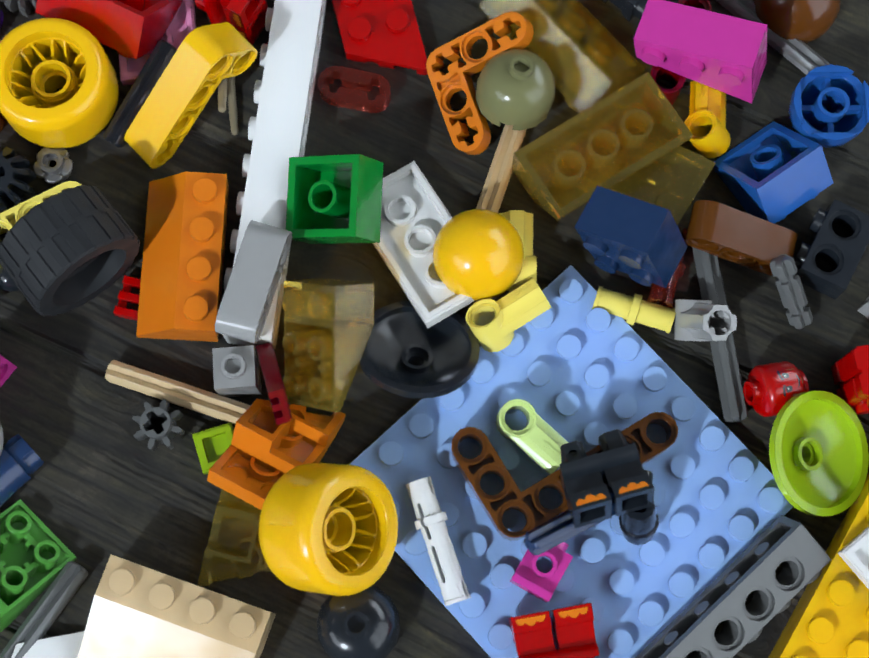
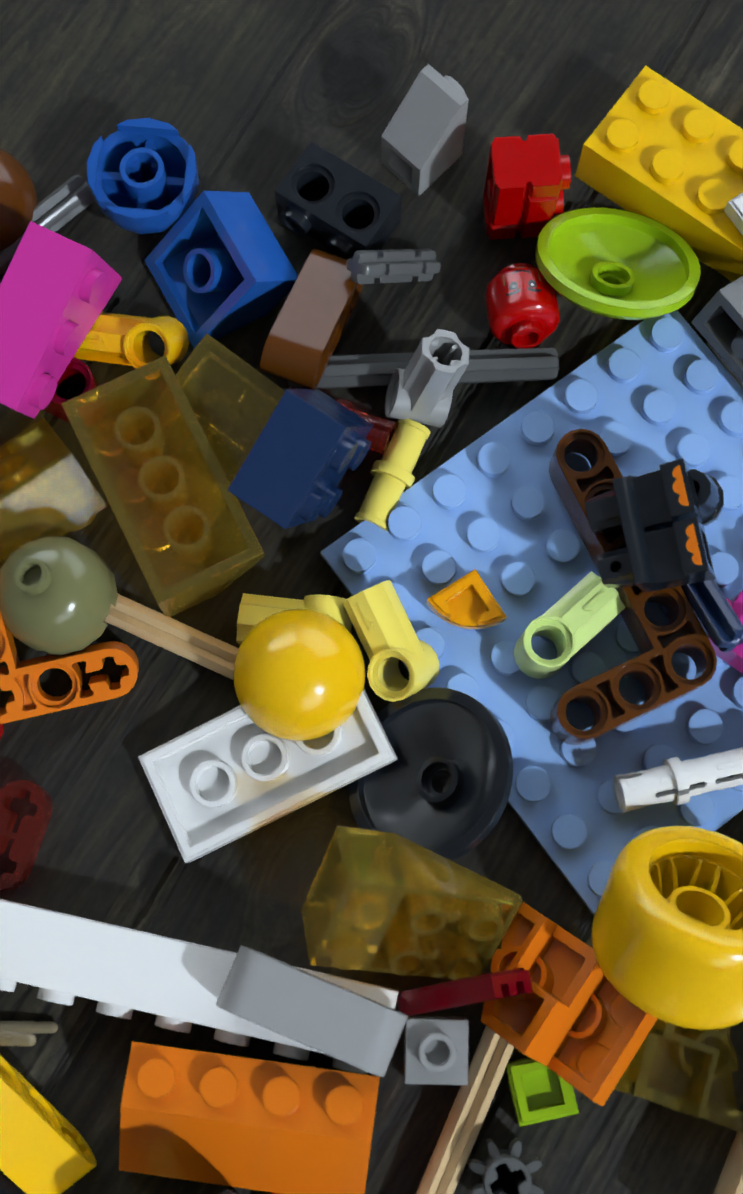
camera: 85 degrees left, 0 degrees up
(334, 199) = (194, 877): green brick -> none
(543, 366) = (467, 604): none -> light orange tile

